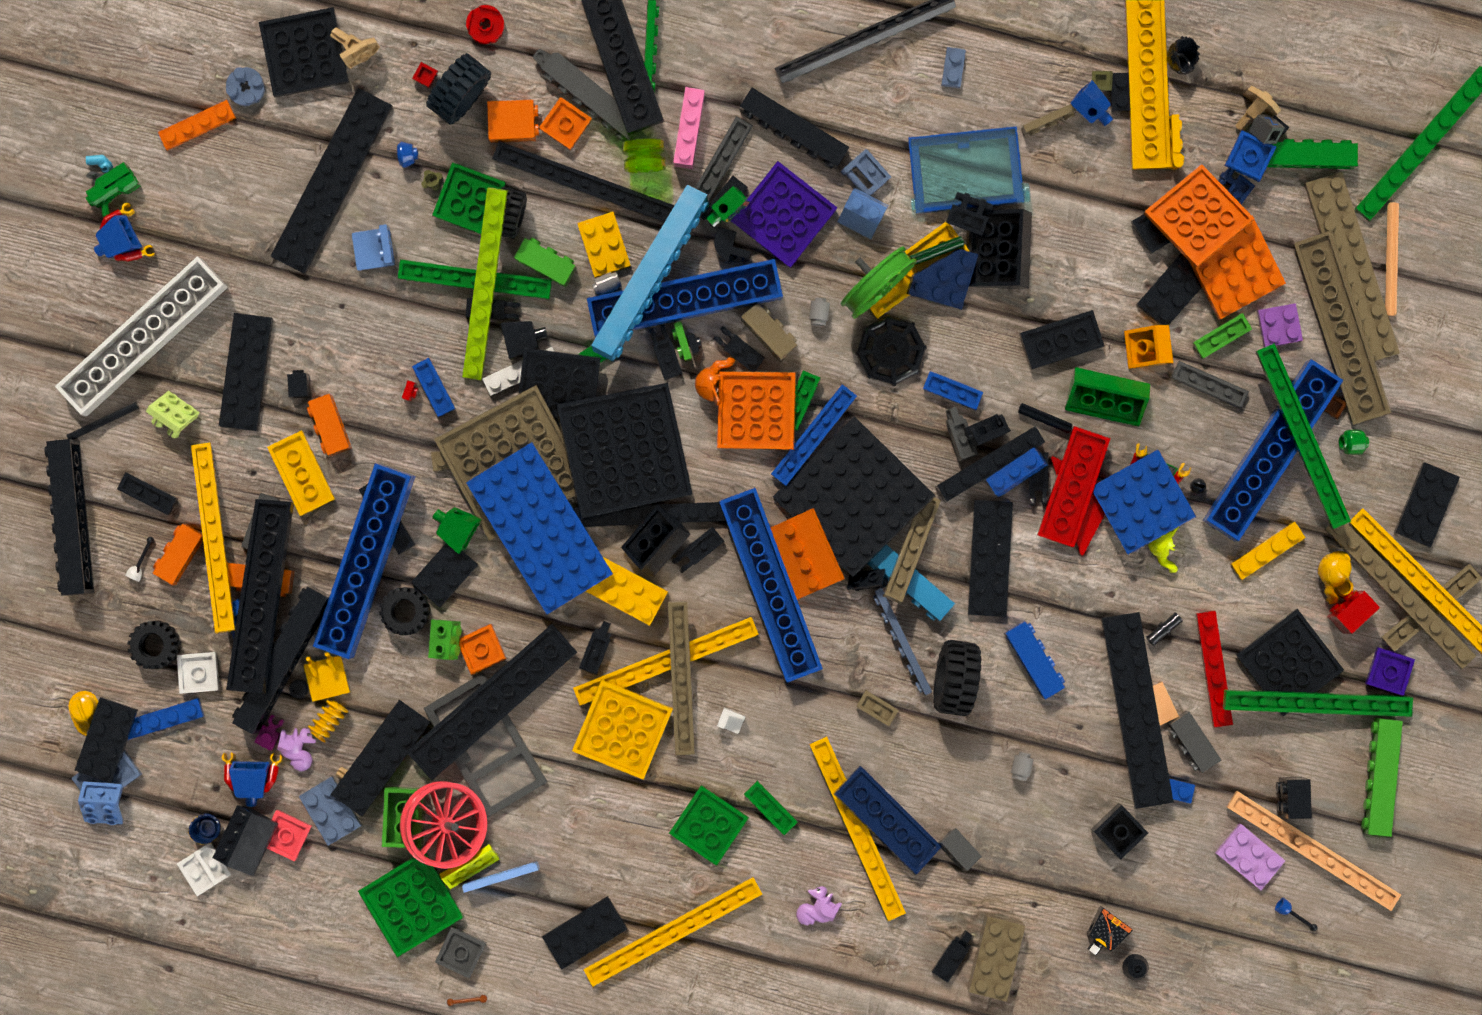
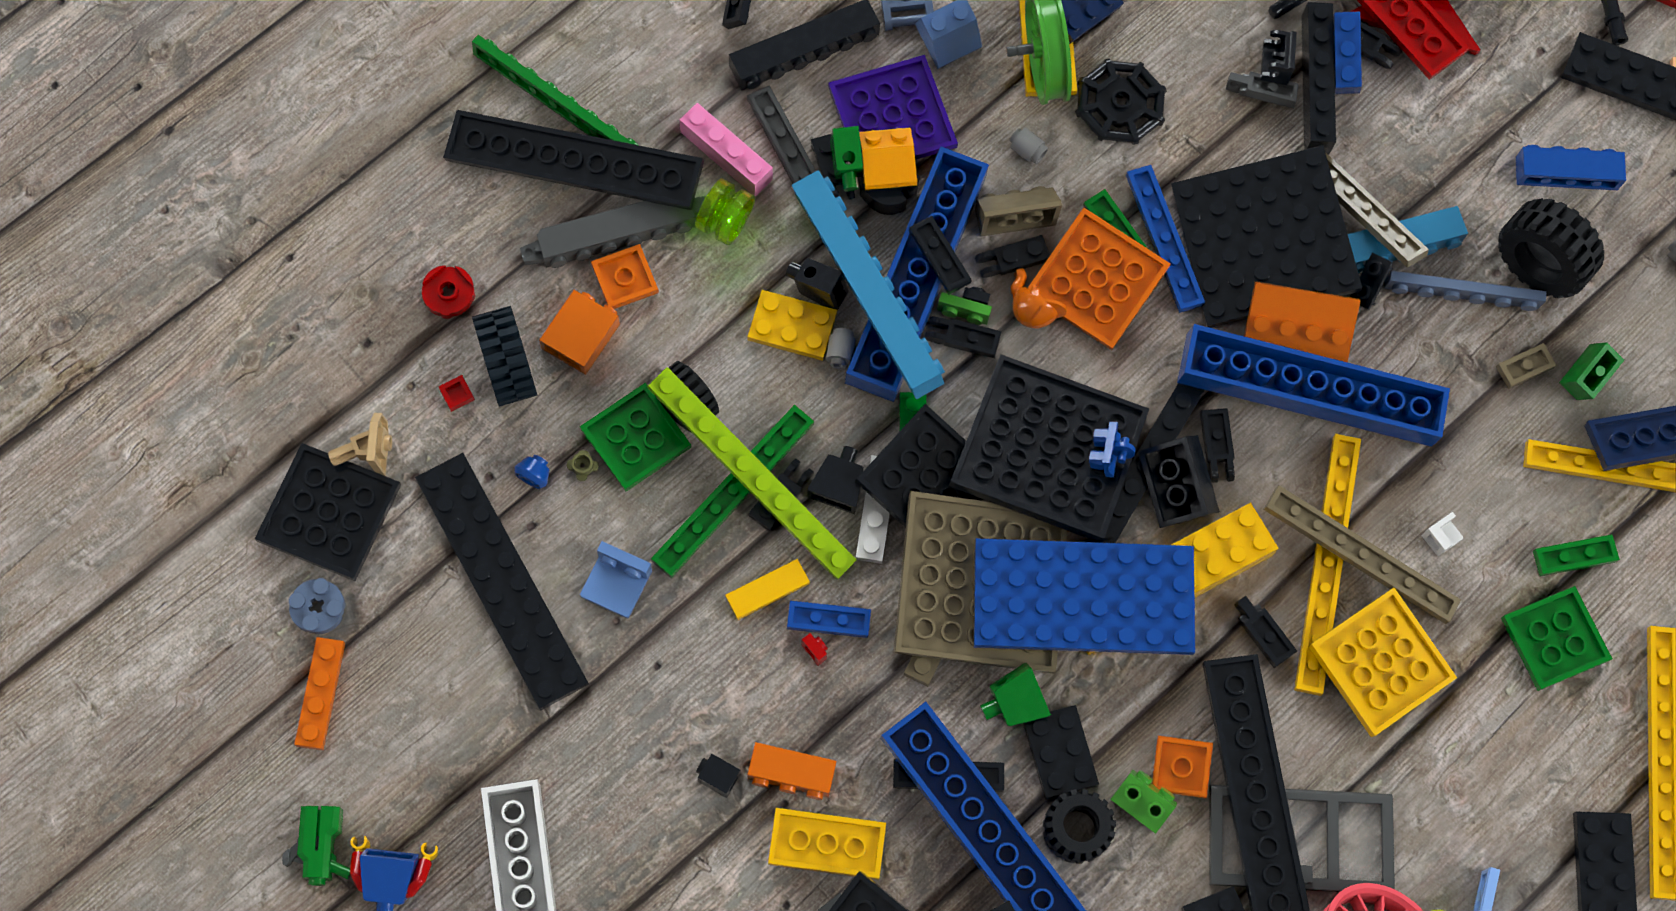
camera: 60 degrees left, 15 degrees down
(100, 160) = (279, 837): medium azure arm -> none
(245, 372) = (657, 831): black plate -> none
(429, 339) = (767, 589): none -> yellow tile
(545, 261) = (768, 398): bright green brick -> none
(582, 182) = (706, 300): black plate -> none
(636, 241) = (819, 282): none -> black torso
(643, 489) = (1107, 459): none -> blue hips
(700, 305) = (940, 255): none -> black tile
(743, 232) = (888, 158): none -> light orange slope
(897, 750) = (1591, 371): none -> green brick
(952, 390) = (1209, 66): blue plate -> none
(990, 558) = (1423, 145): black plate -> none

